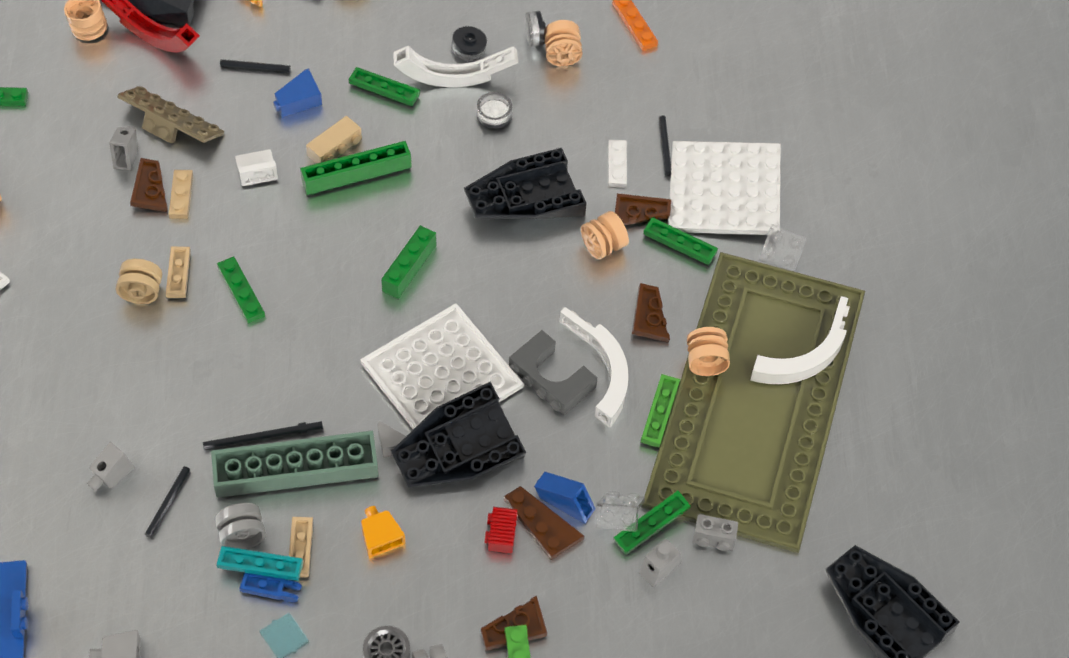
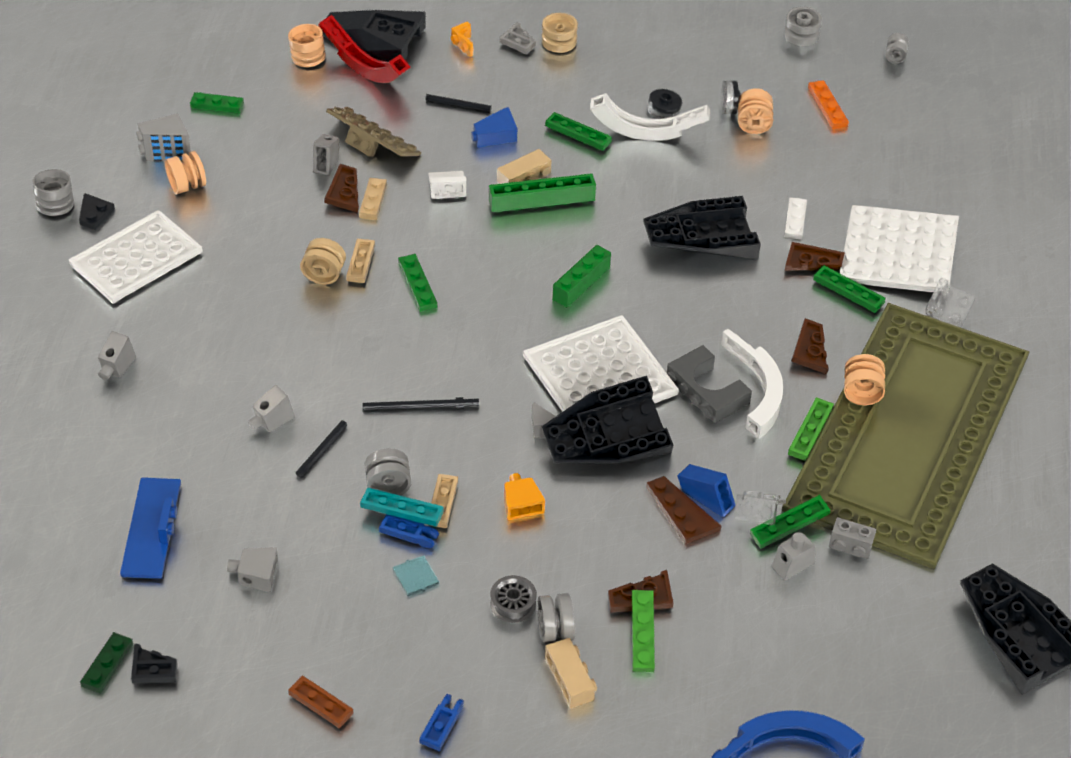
camera: 10 degrees right, 10 degrees down
(294, 464) = (448, 429): sand green brick -> none
(494, 110) = (681, 160): clear piece -> none
(502, 530) = (640, 511): red brick -> none
(604, 235) = (775, 273): light nougat wheel -> none
(665, 145) = (844, 208): black bar -> none
(803, 367) = (963, 405): white arch -> none

